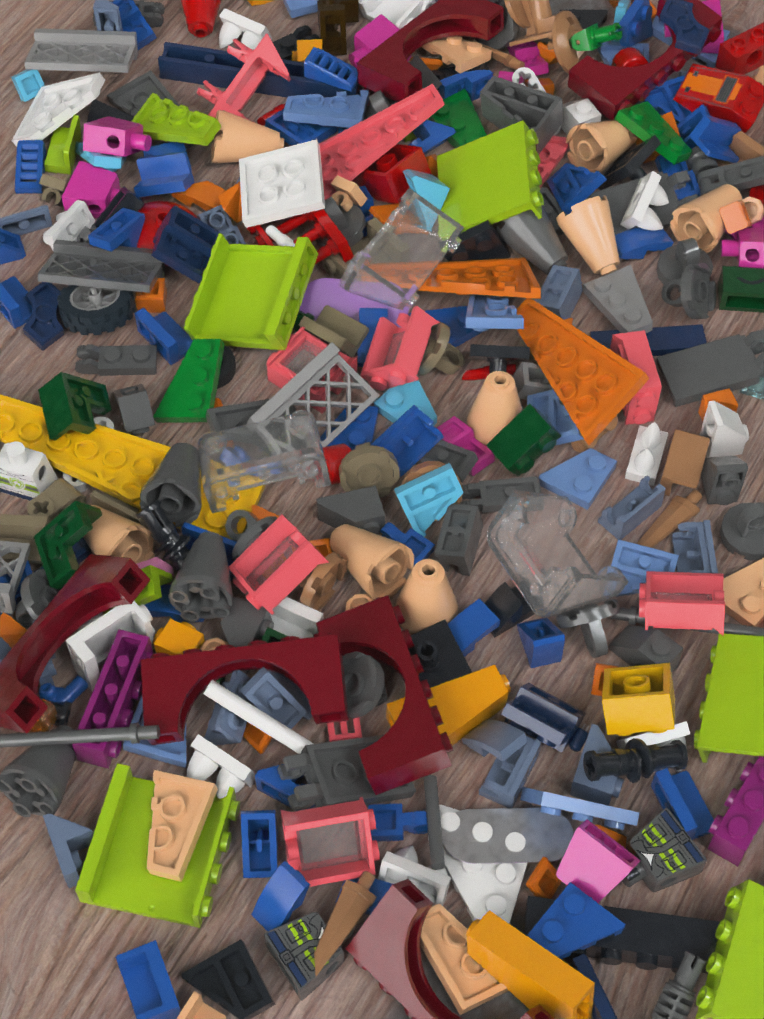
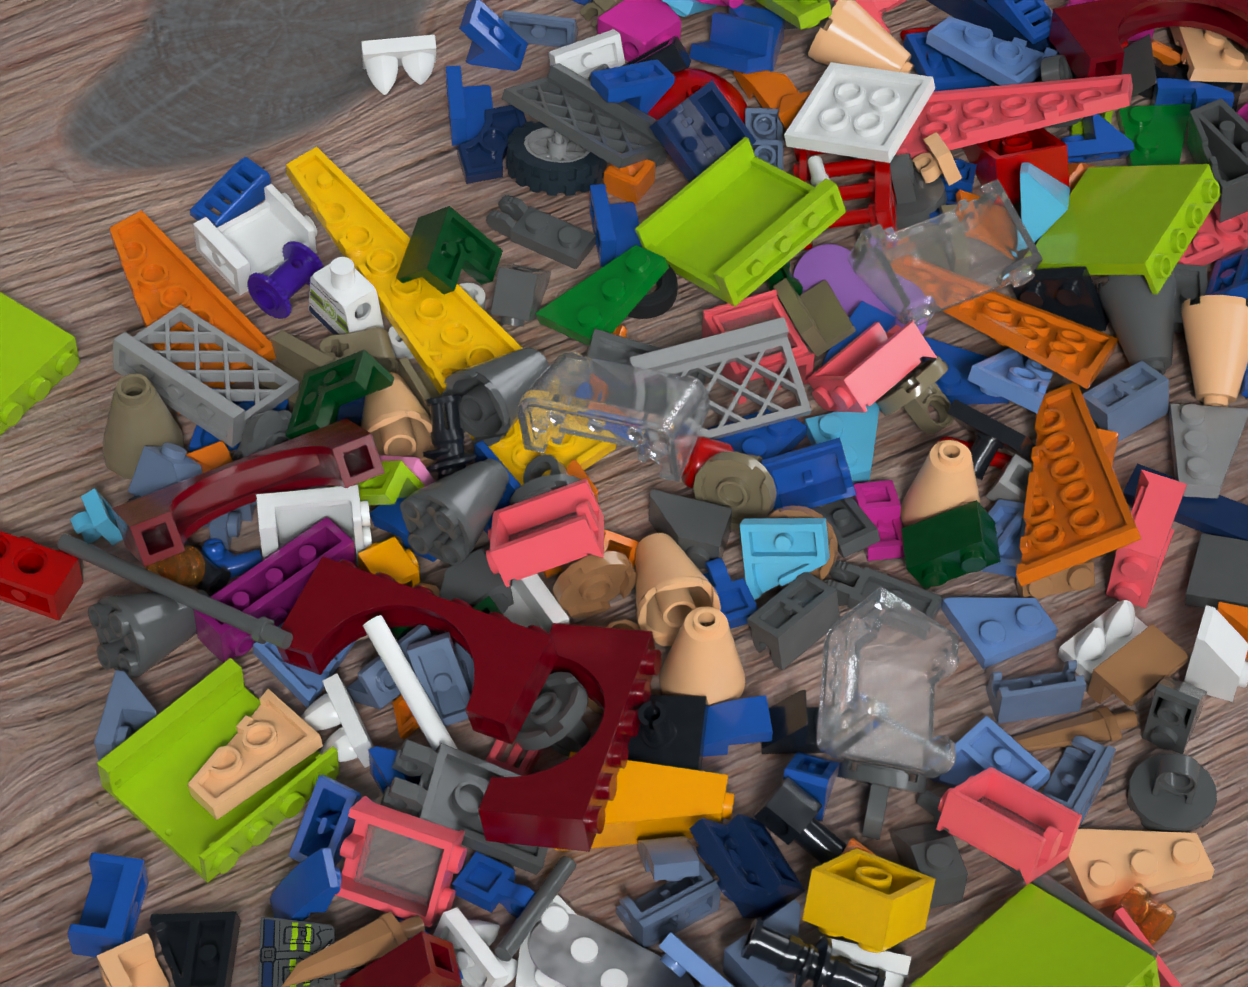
camera: 30 degrees right, 5 degrees down
(553, 668) = (790, 815): none -> black piece

